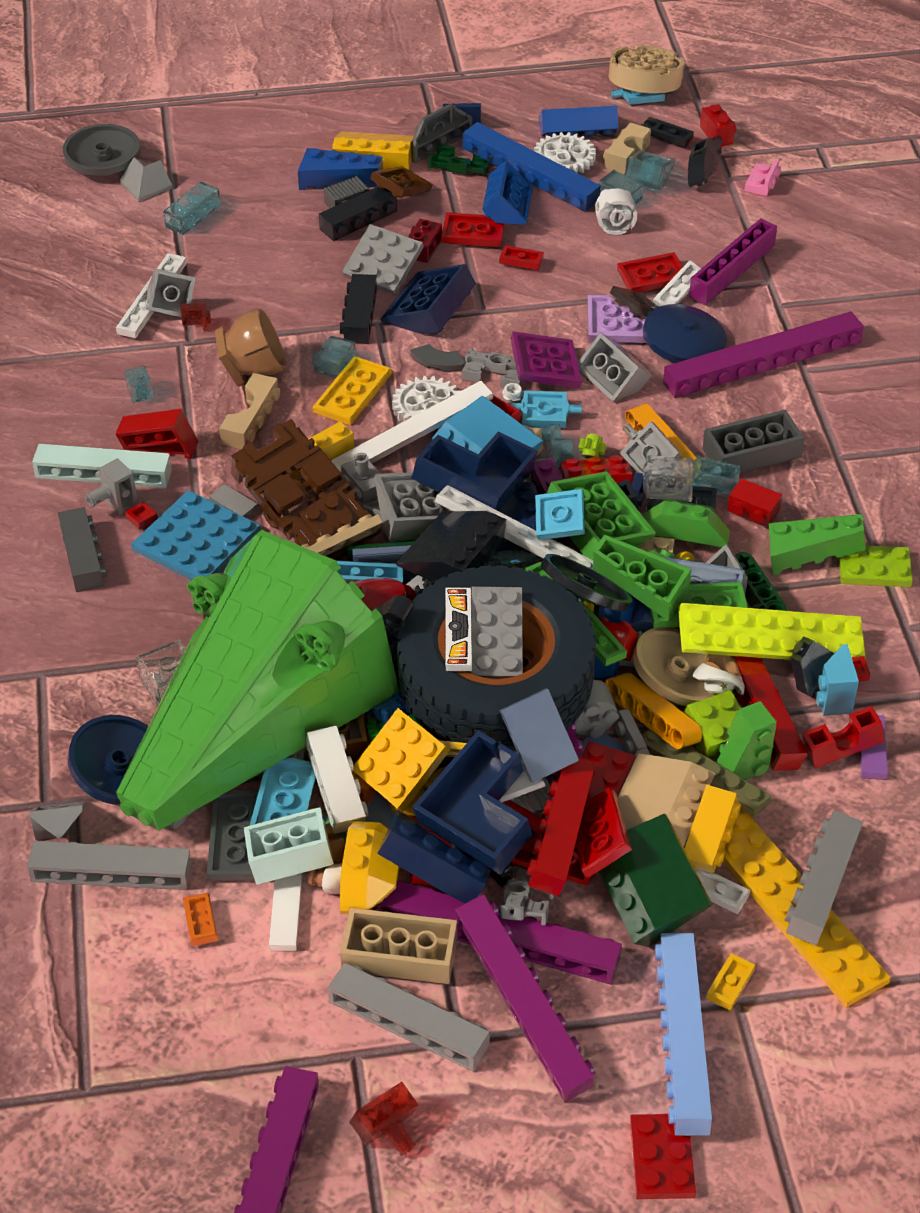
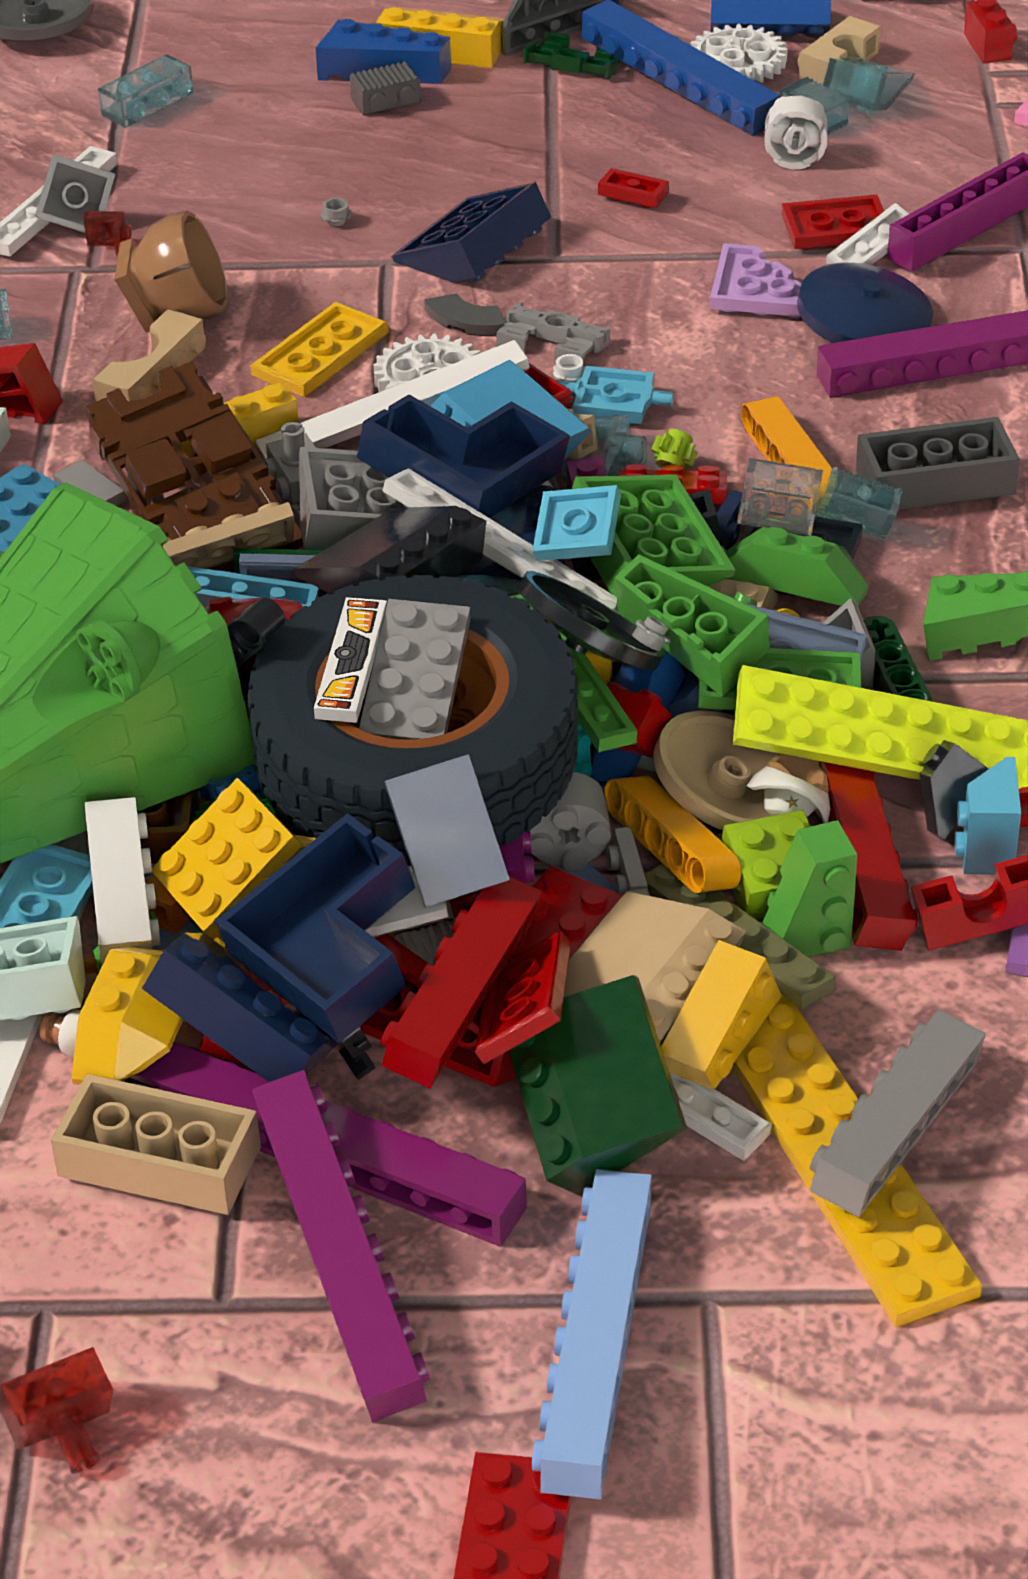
camera: 10 degrees right, 5 degrees down
(145, 179) = (89, 50): light grey slope -> none
(333, 356) = (302, 298): clear light blue brick -> none
(337, 289) = (335, 211): none -> light grey plate
(357, 213) = (396, 111): black brick -> none
(359, 308) = (360, 239): black brick -> none
(384, 255) = (414, 174): light grey plate -> none
(401, 182) = (470, 73): reddish brown plate -> none
(409, 1016) = (145, 1256): light grey brick -> none
(430, 235) = (486, 154): dark red brick -> none
(471, 230) = (568, 146): red plate -> none
(507, 196) = (631, 102): blue slope -> none
(517, 897) = (373, 1090): light grey piece -> none
(545, 360) = (631, 325): magenta plate -> none
(613, 369) = (737, 346): light grey slope -> none
(622, 586) = (651, 633): none -> light grey plate
(634, 300) = (795, 255): clear smoke plate -> none
(647, 442) = (761, 441): light grey plate -> none
(669, 132) = (911, 36): black plate -> none
(702, 160) = (953, 74): black slope -> none
(730, 981) = (701, 1261): yellow plate -> none
(754, 502) = (918, 547): red brick -> none

